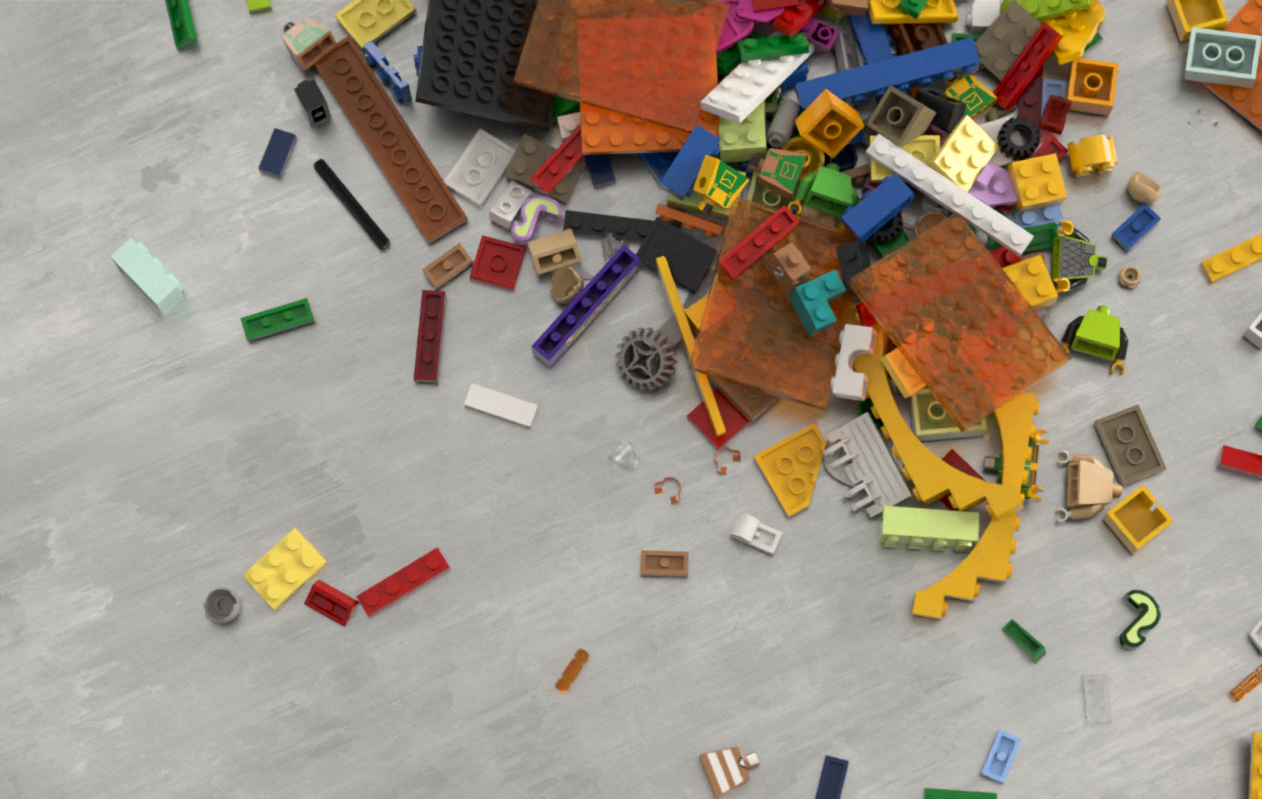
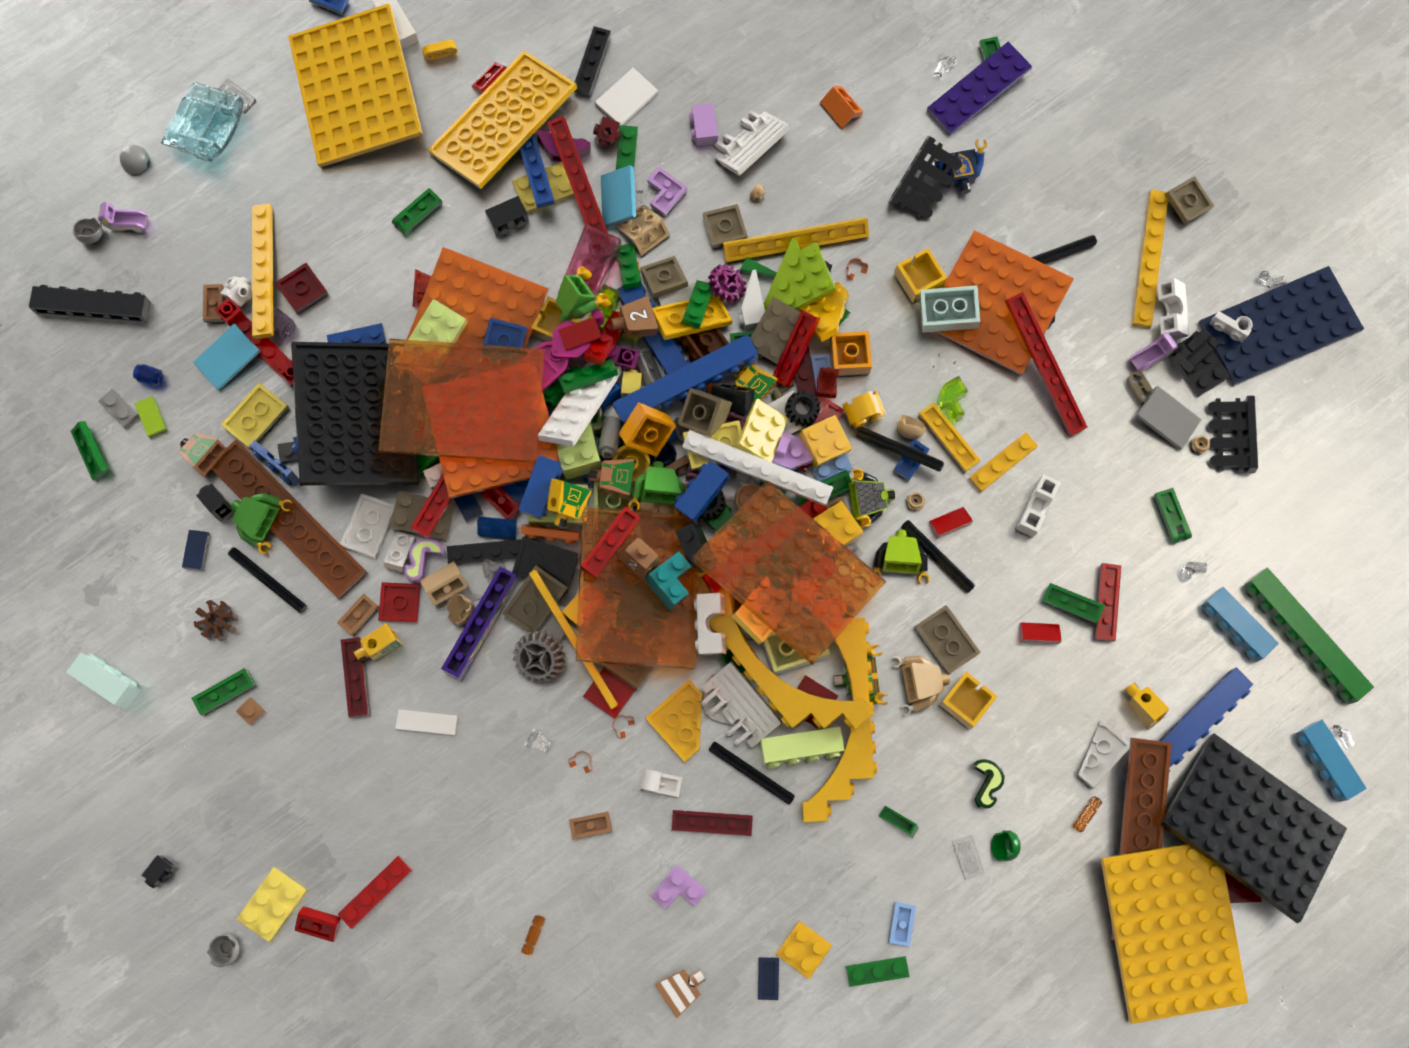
camera: 20 degrees left, 0 degrees up
(166, 503) = (158, 871): none -> black brick
(294, 236) = (209, 626): none -> reddish brown gear
(303, 348) = (250, 711): none -> medium nougat plate
(355, 128) = (255, 516): none -> bright green torso
(405, 63) = (286, 453): none -> dark grey plate
(473, 301) = (384, 638): none -> yellow torso
(628, 201) = (496, 527): none -> blue plate
(640, 173) = (501, 502): none -> red slope
(646, 298) = (528, 605): none -> dark tan plate
(750, 651) = (678, 883): none -> lavender plate
(805, 592) = (712, 823): none -> dark red plate
(822, 65) = (630, 382): none -> light yellow brick
(864, 546) = (751, 772): none -> black axle
(880, 759) = (804, 949): none -> yellow plate
(1125, 210) = (900, 448): none -> black axle
(1142, 347) = (938, 556): none -> black axle
(1144, 695) = (1005, 846): none -> green hair
(1166, 310) = (950, 522): none -> red slope
(1188, 210) = (949, 437): none -> yellow plate
(1198, 162) = (950, 395): none -> clear neon green brick

